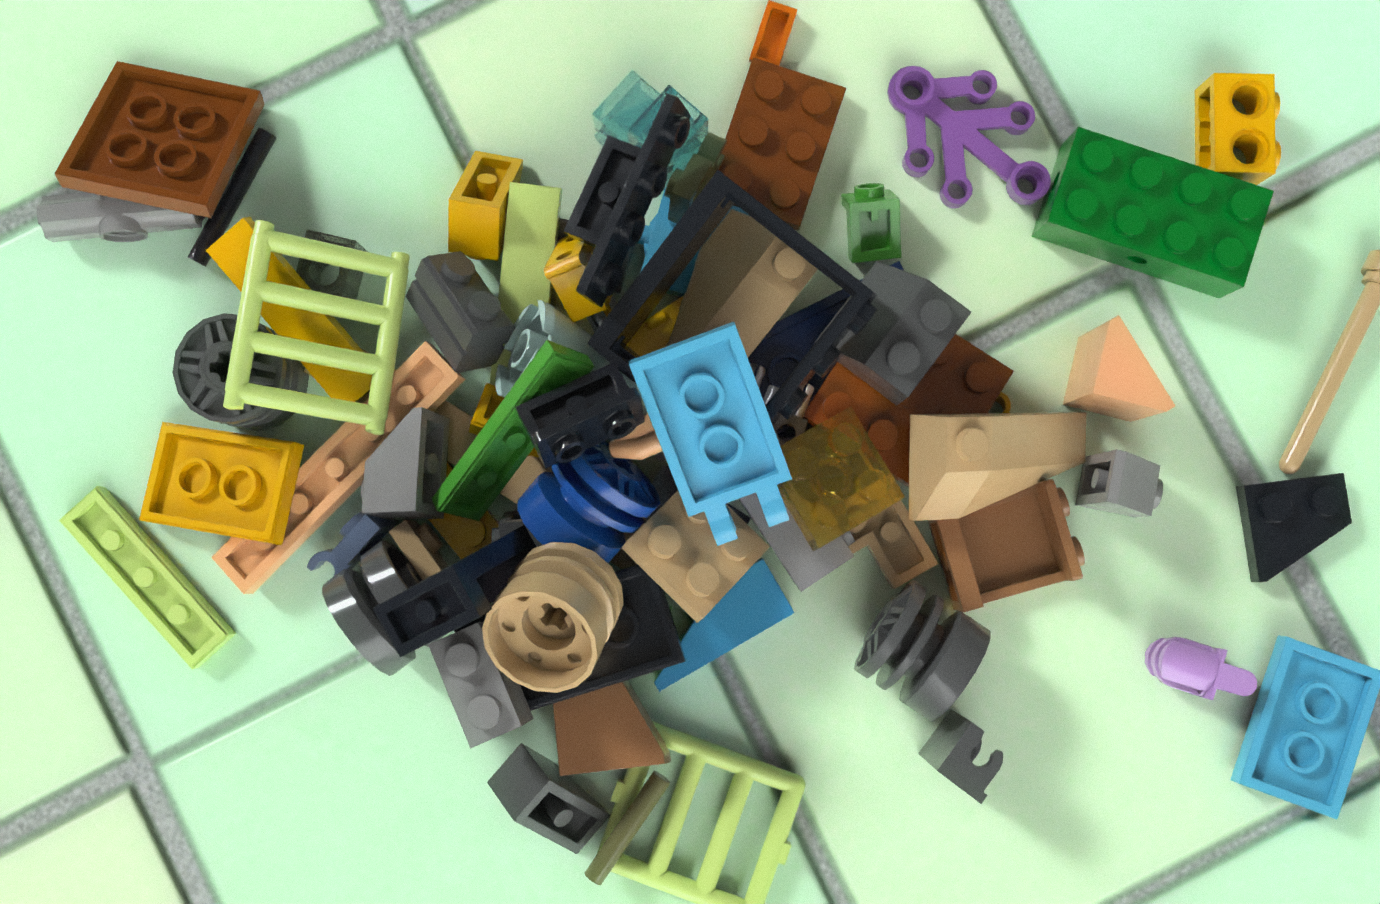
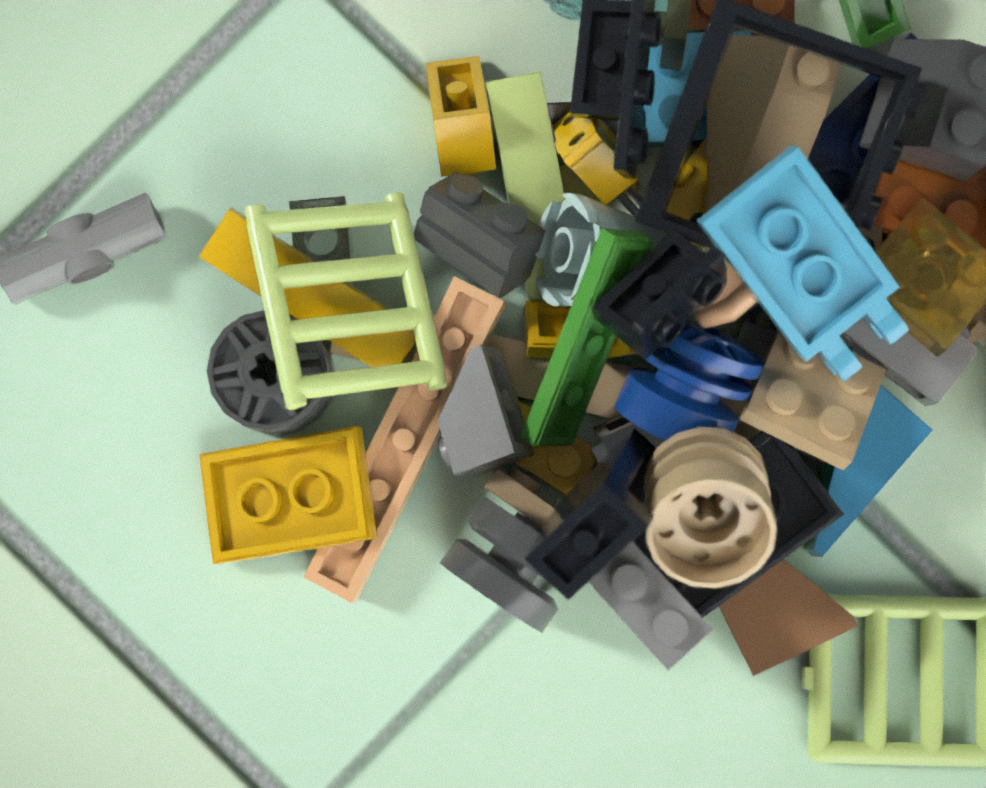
camera: 20 degrees left, 0 degrees up
(147, 577) = (238, 621): yellowish green tile -> none
(161, 139) = (101, 157): dark orange plate -> none
(233, 195) = (187, 195): black bar -> none
(359, 536) = (451, 502): sand blue plate -> none
(545, 801) = (740, 709): dark grey slope -> none
(627, 828) = (834, 710): olive piece -> none

